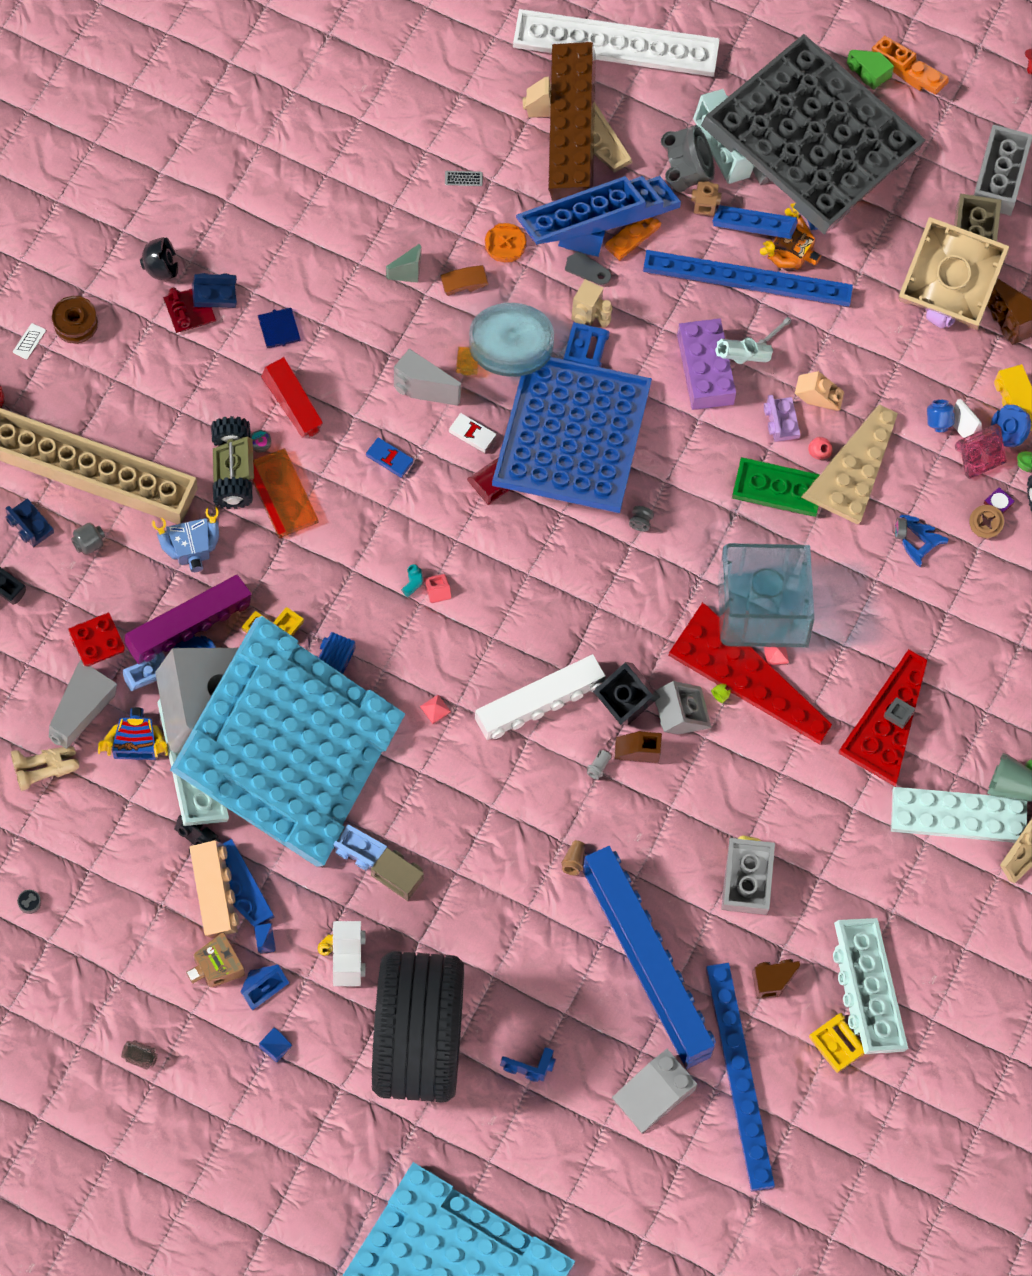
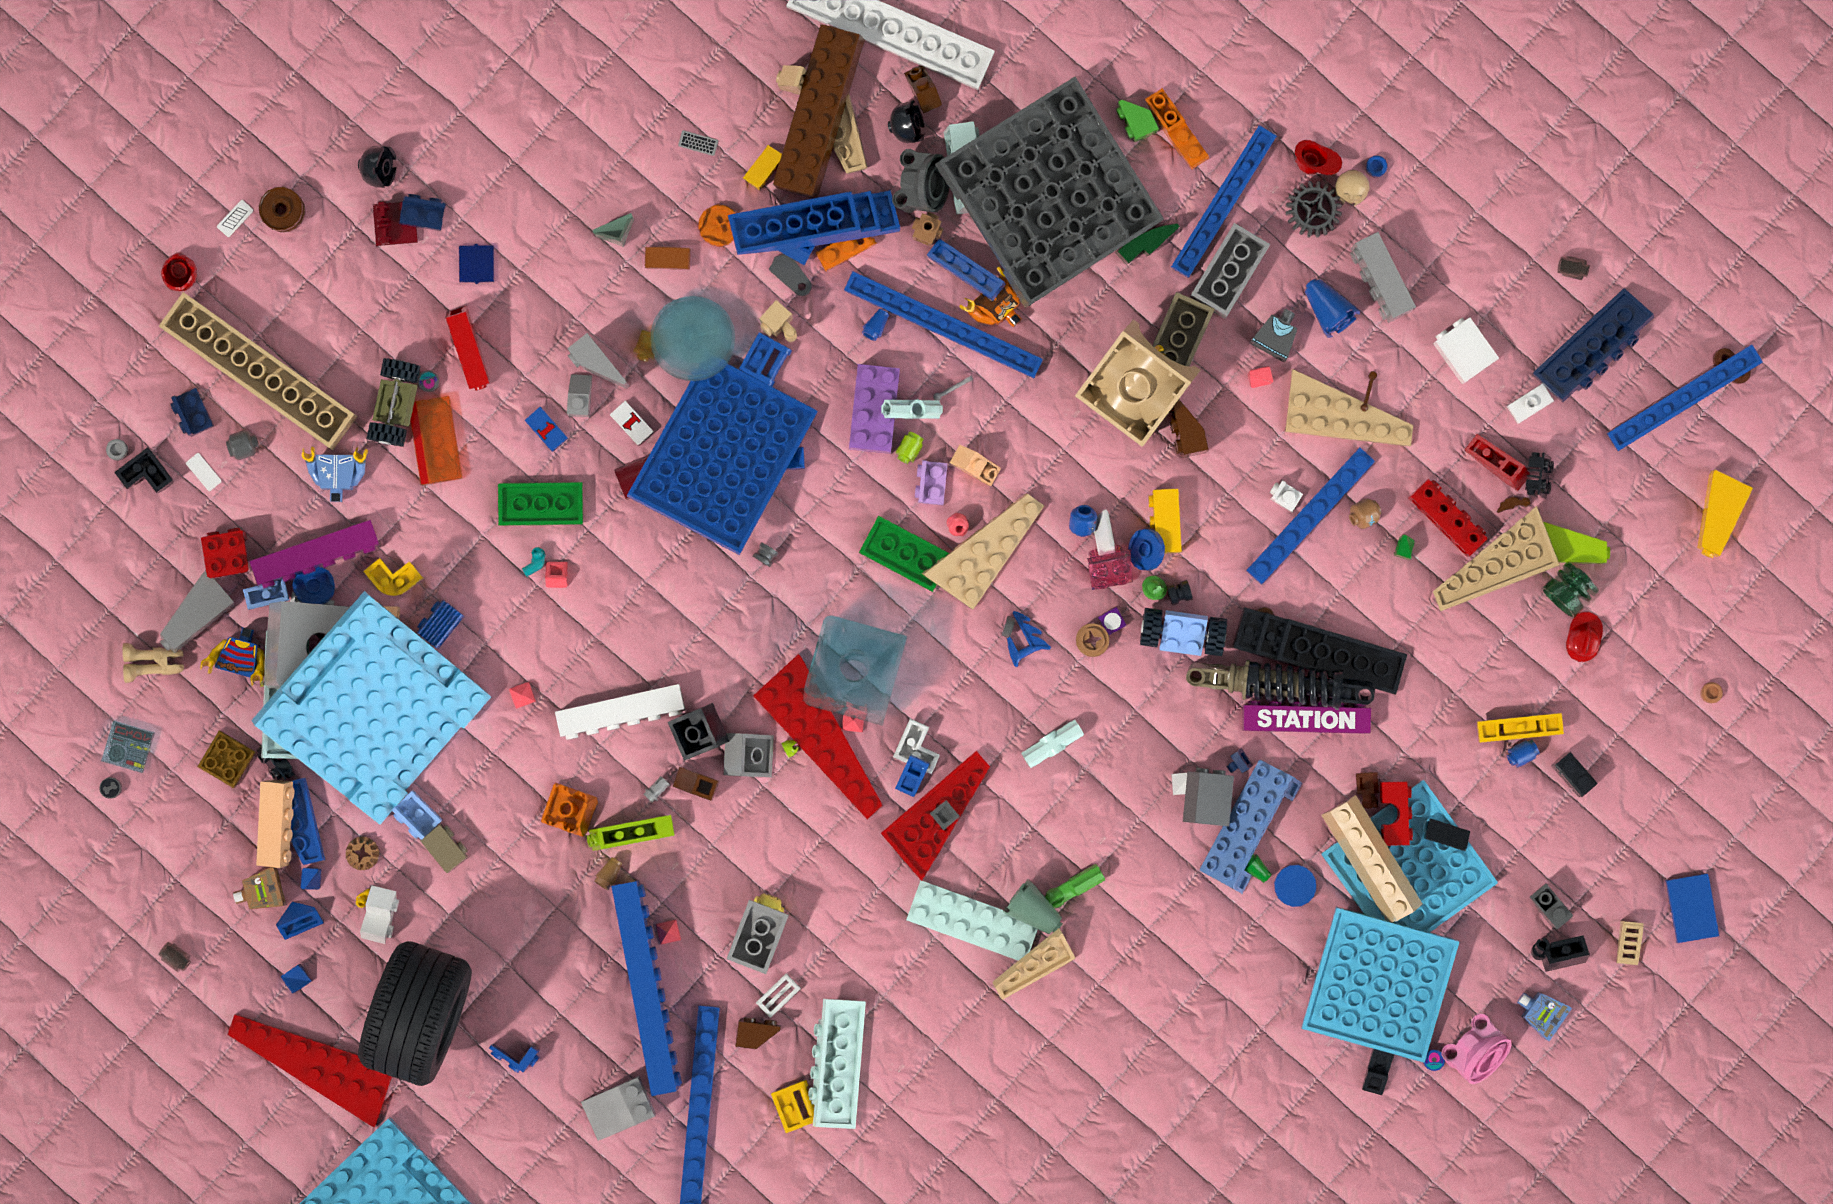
camera: 15 degrees right, 20 degrees up
(38, 856) = (128, 746): none -> clear light blue tile
(53, 576) = (203, 472): none -> white sticker
(145, 844) = (226, 759): none -> pearl gold tile
(320, 908) = (370, 848): none -> medium nougat gear
(341, 1133) = (320, 1066): none -> red wing
(403, 525) = (540, 504): none -> green plate
(415, 420) = (579, 396): none -> light grey slope
(515, 805) = (569, 809): none -> orange slope
(533, 183) = (763, 167): none -> yellow slope
(585, 810) = (630, 833): none -> lime slope
(647, 428) = (798, 460): none -> blue slope
(653, 902) = (668, 932): none -> coral slope
(656, 114) = (906, 123): none -> black cylinder
(663, 84) = (923, 89): none -> reddish brown slope
(683, 293) = (875, 325): none -> blue cone
(751, 391) = (909, 448): none -> lime brick
(775, 952) = (781, 992): none -> white tile
(844, 665) = (911, 745): none -> white brick
(853, 685) = (912, 775): none -> blue slope
(914, 165) = (1146, 242): none -> dark green slope
(973, 118) = (1223, 201): none -> blue plate
(981, 625) = (1052, 743): none -> light aqua piece

